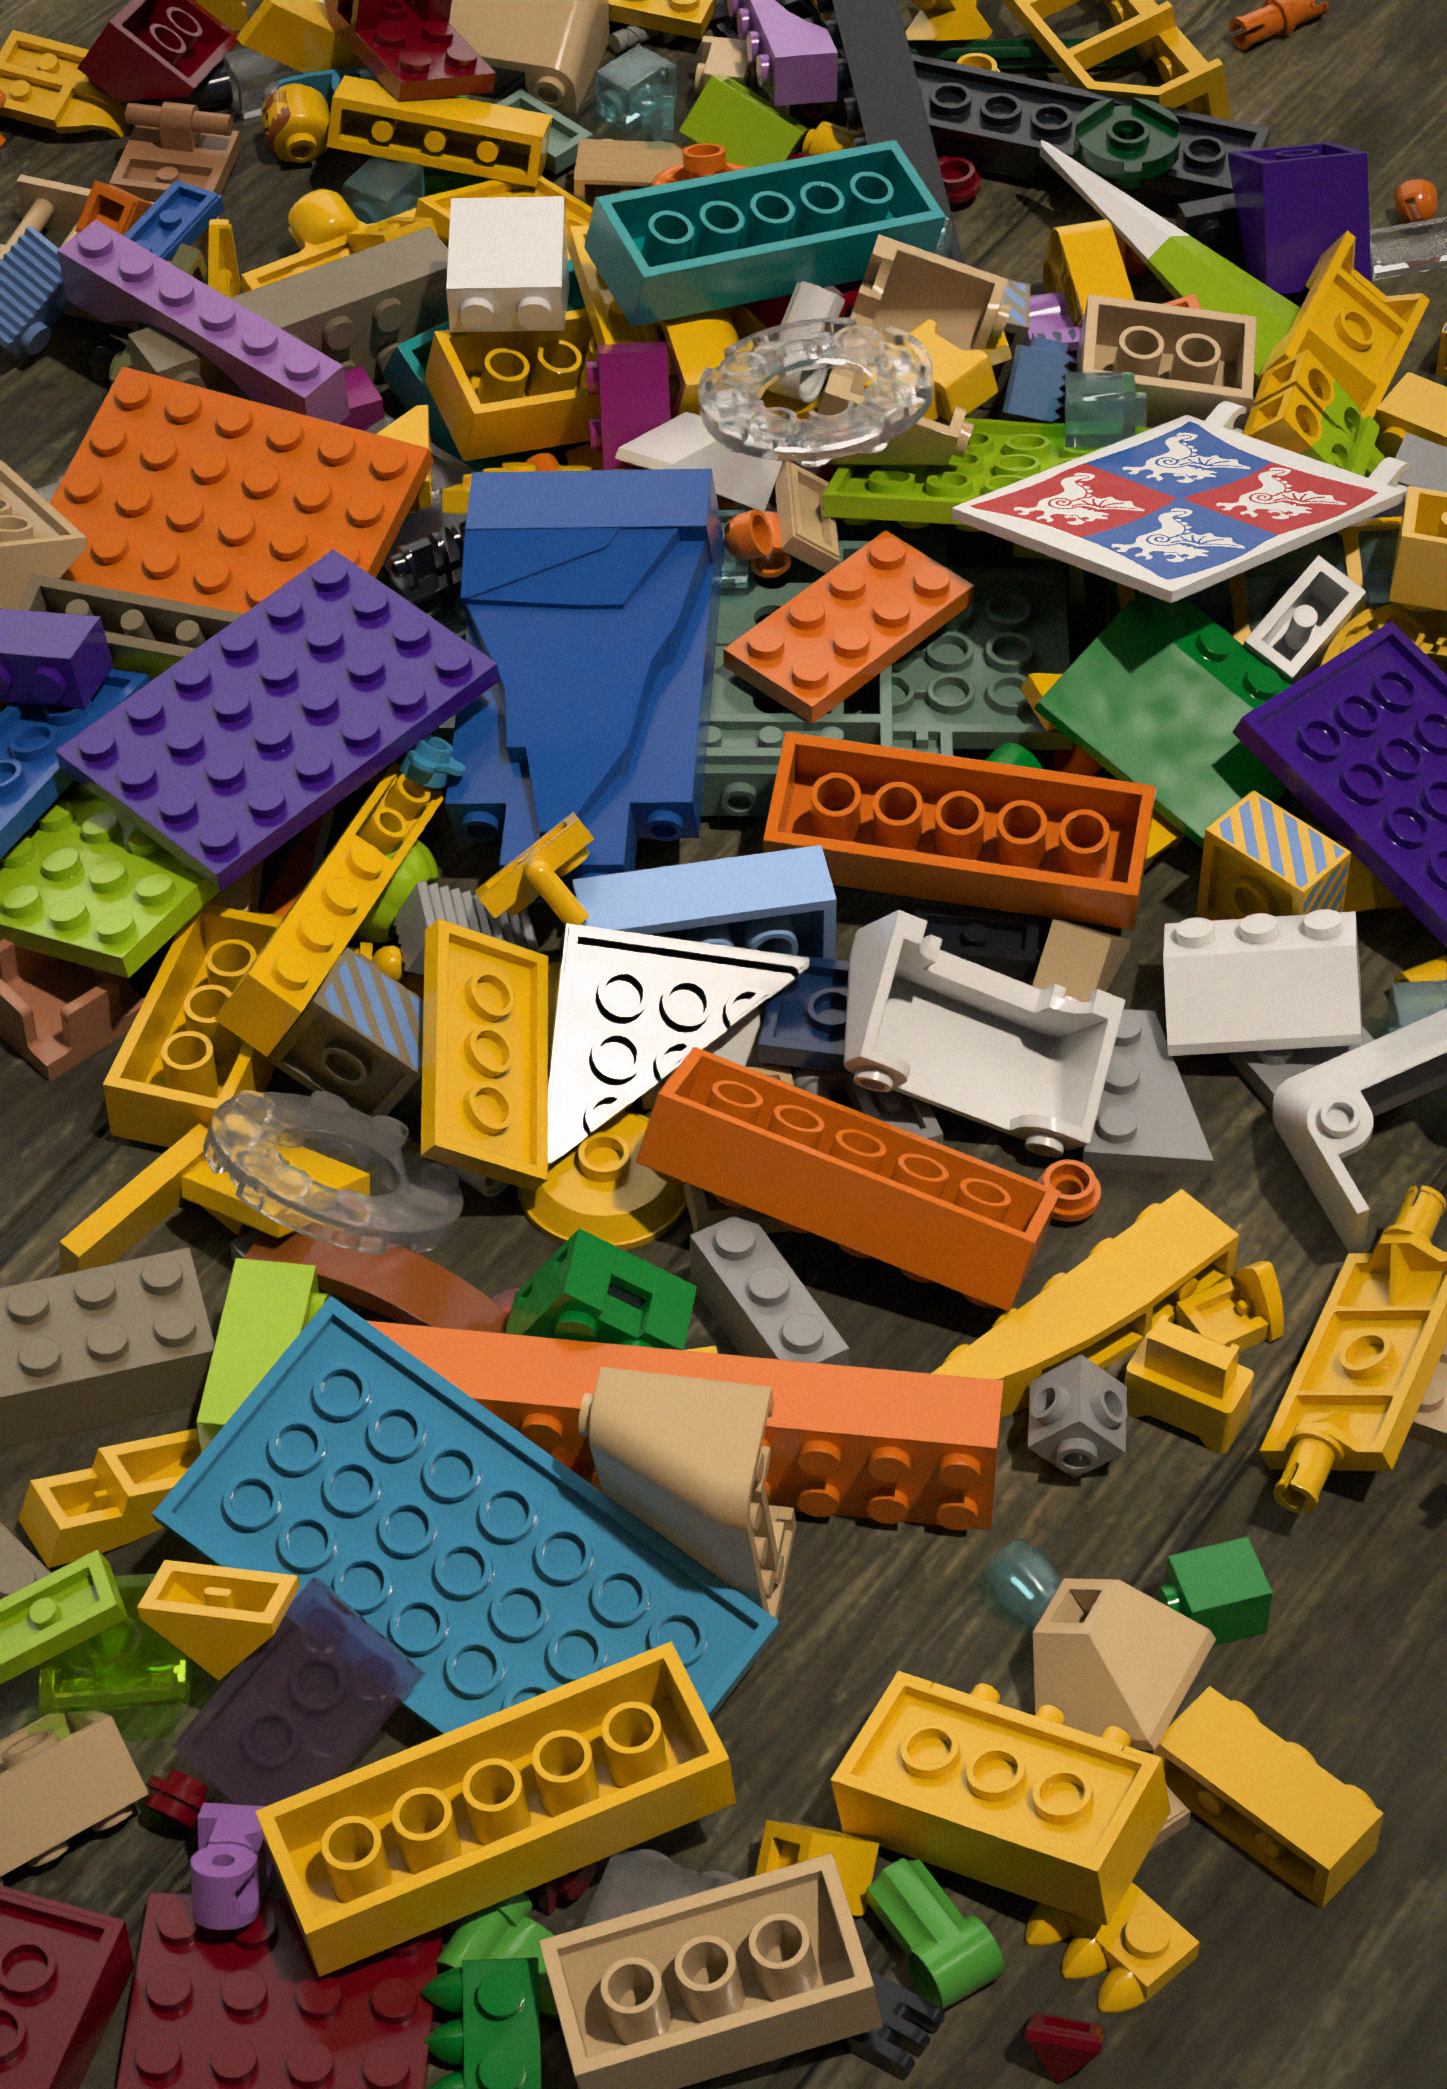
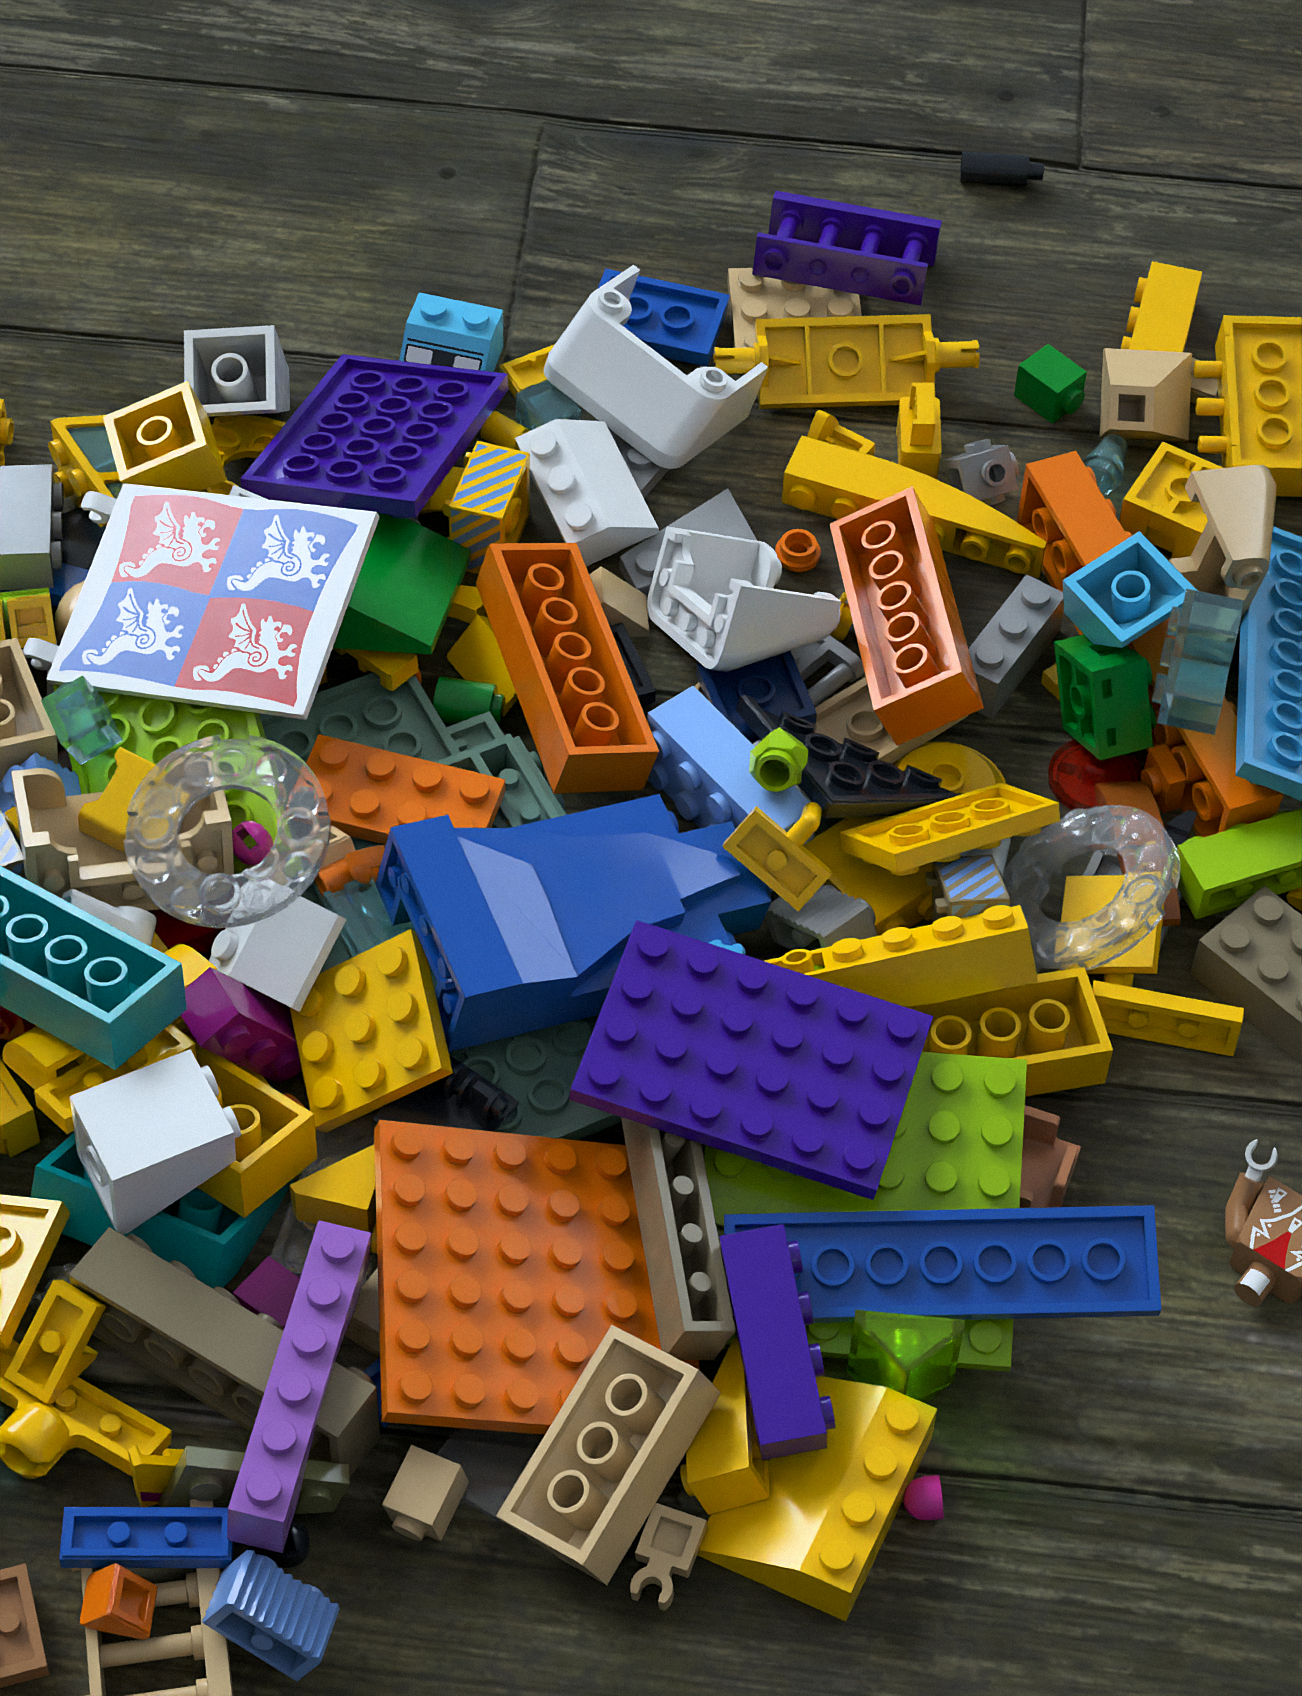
camera: 120 degrees left, 5 degrees up
(58, 430) = (425, 1494): none -> tan brick
(517, 1339) = (1197, 660): none -> clear light blue brick
(650, 894) = (778, 761): none -> lime rock
(662, 1305) = (1123, 593): none -> medium azure slope
(842, 472) = (259, 834): none -> dark pink hinge
(886, 1606) = (1160, 504): none -> yellow piece

